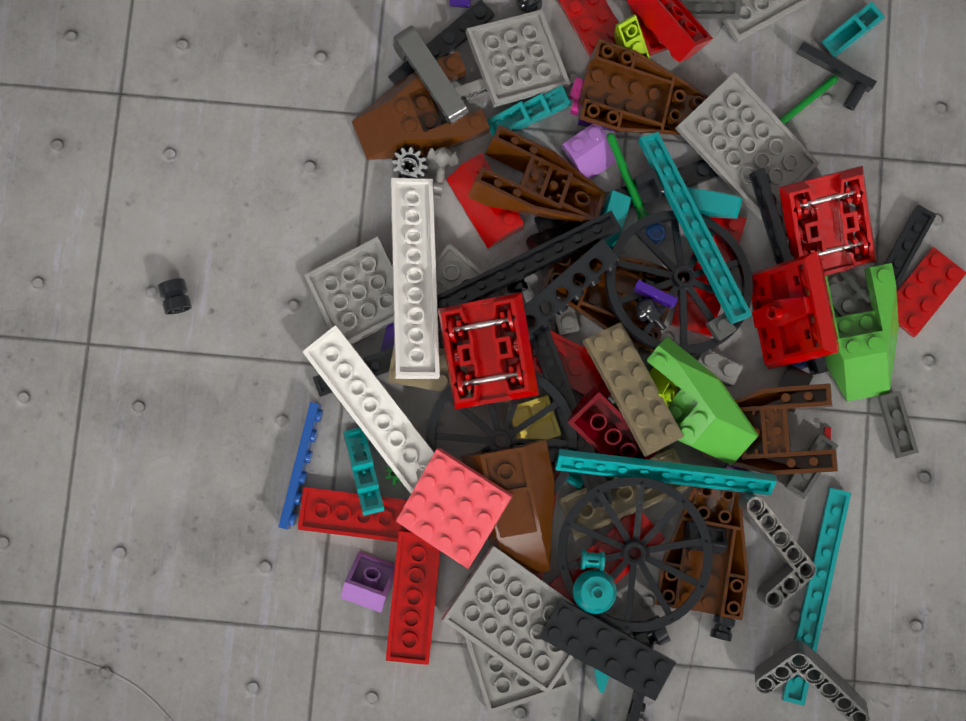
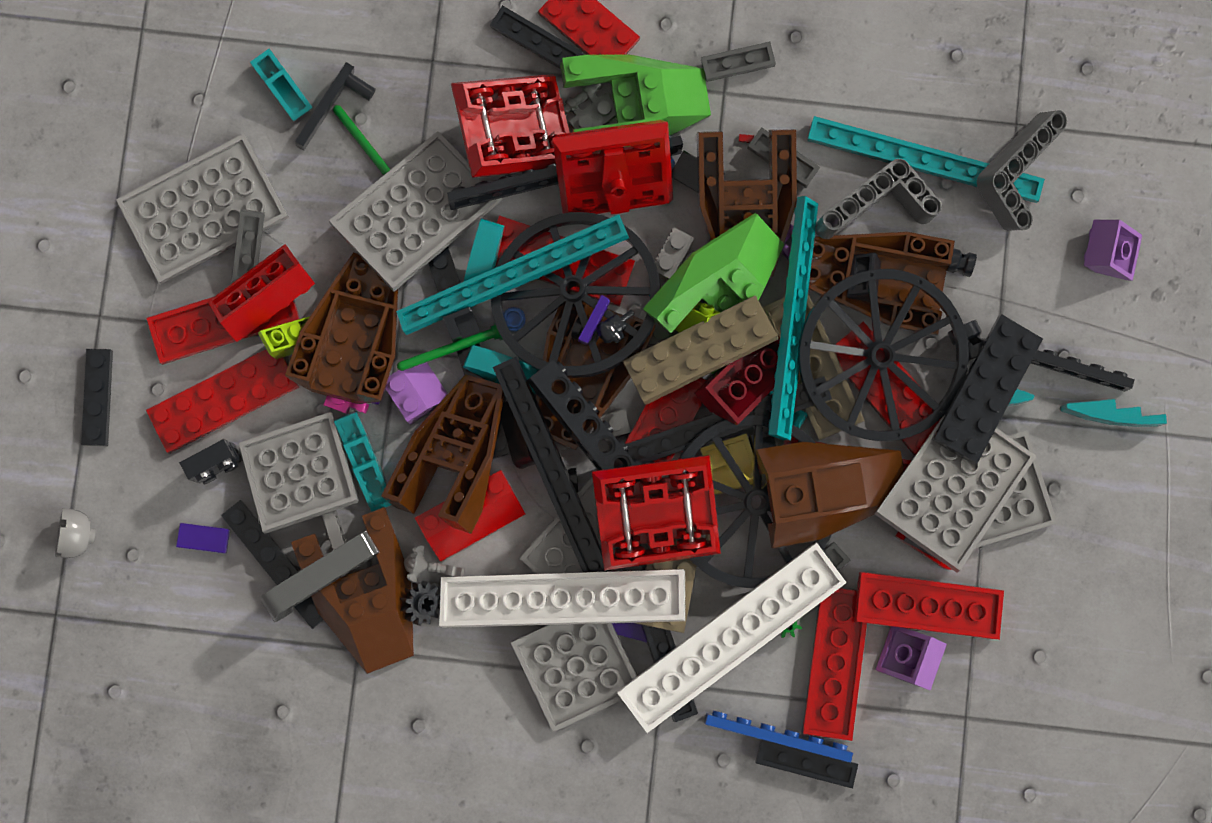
camera: 95 degrees left, 0 degrees up
(277, 491) = (806, 763): none -> black plate
(363, 471) = (785, 662): teal slope -> none
(454, 508) = (833, 555): coral plate -> none
(588, 557) = (891, 401): teal bush -> none
(594, 591) = (925, 400): teal cone -> none
(720, 327) = (631, 249): dark grey plate -> none

